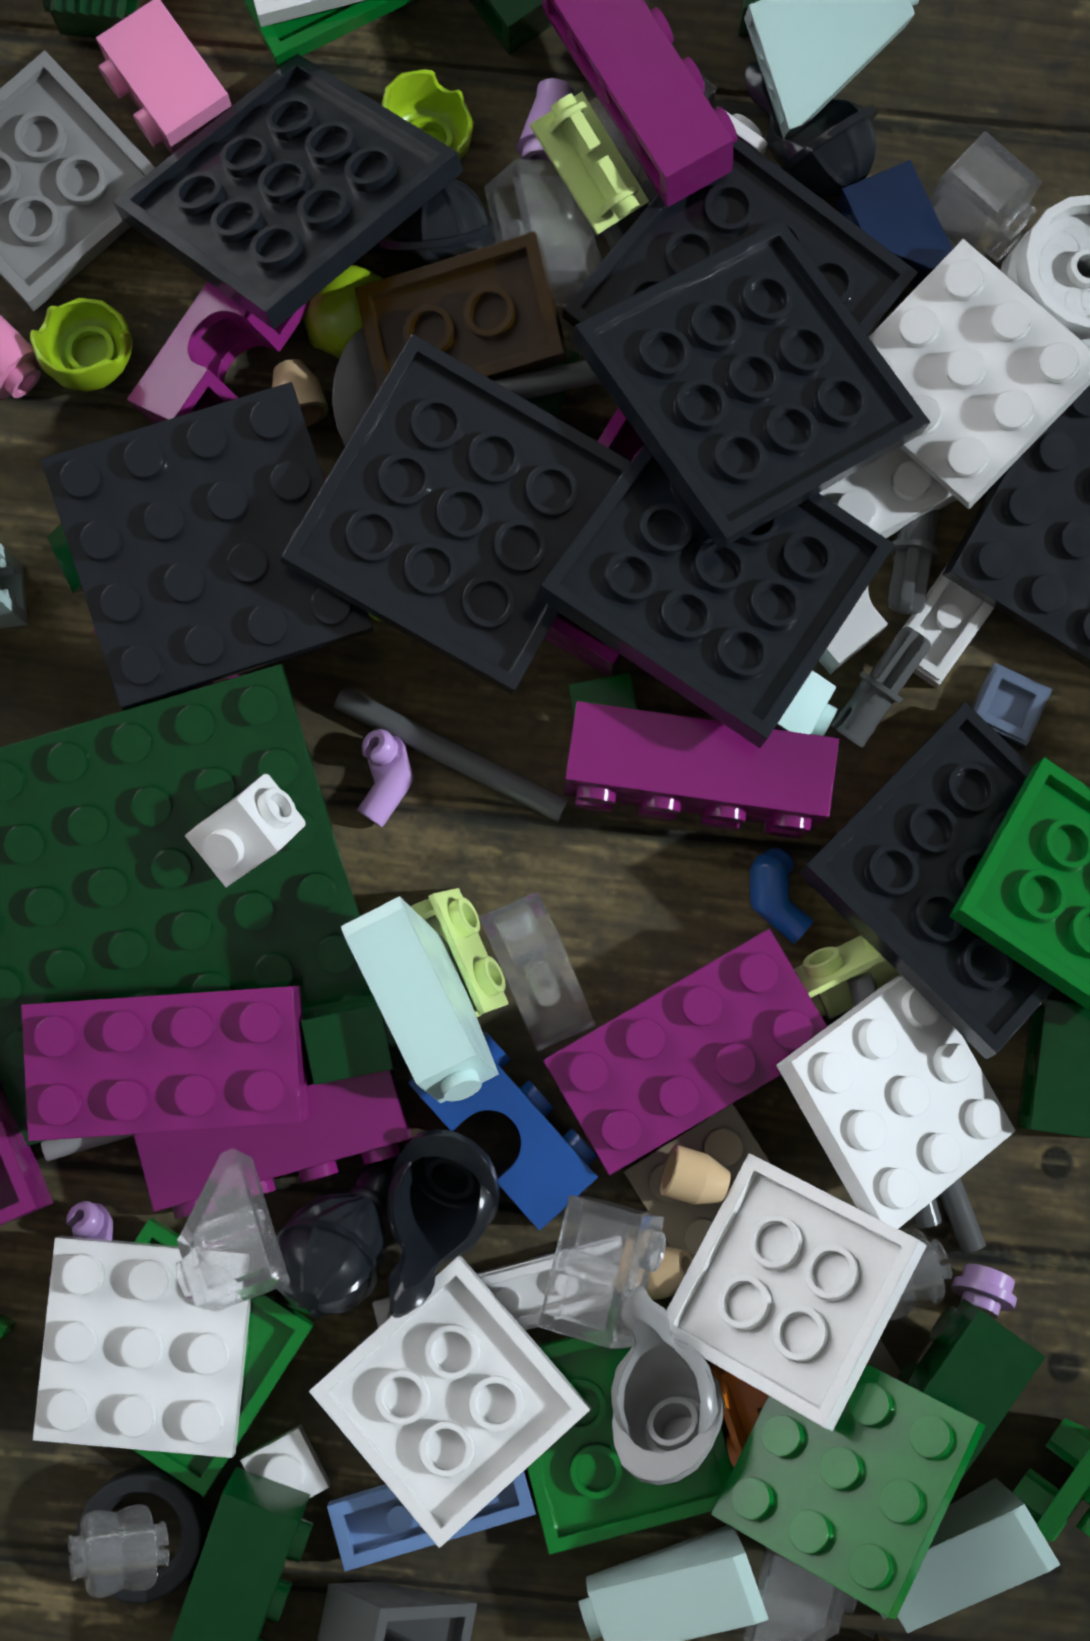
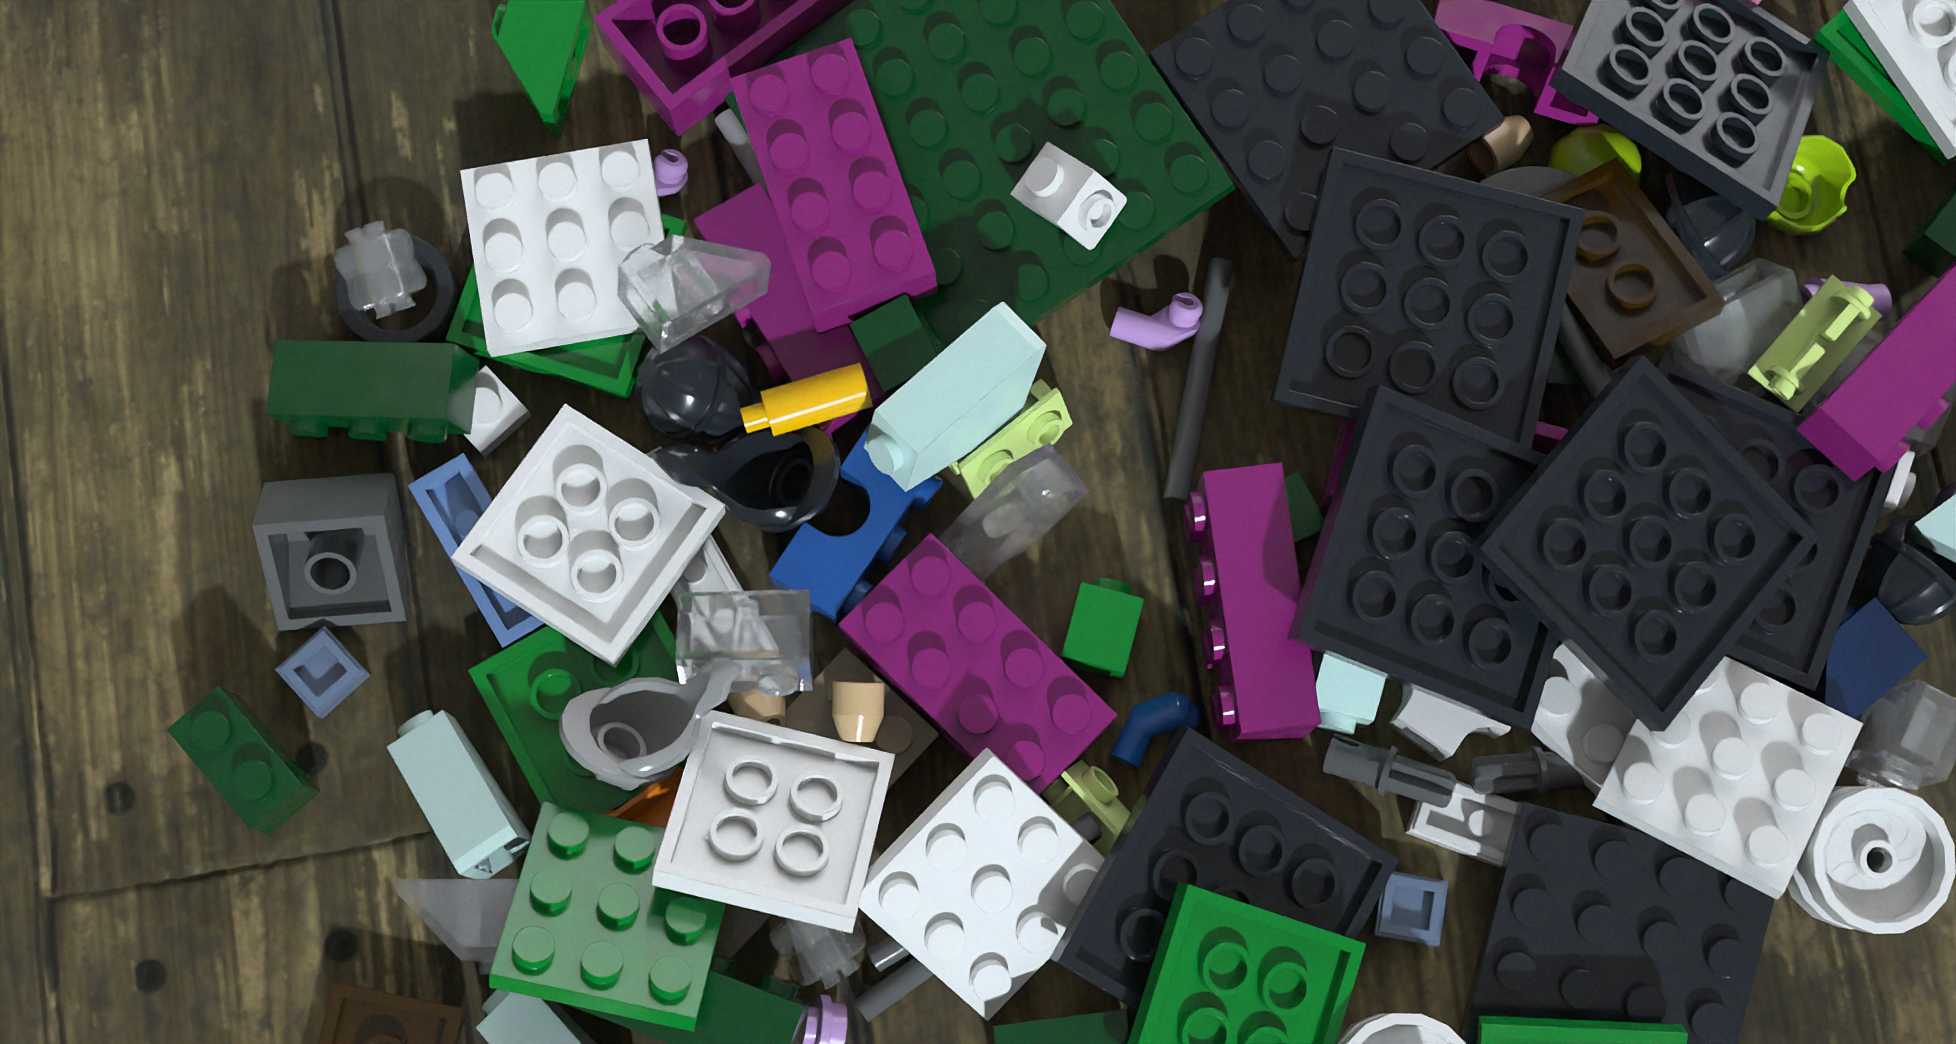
camera: 75 degrees right, 5 degrees down
(379, 1145) = (809, 401): none -> yellow cylinder
(674, 917) = (1102, 628): none -> green brick

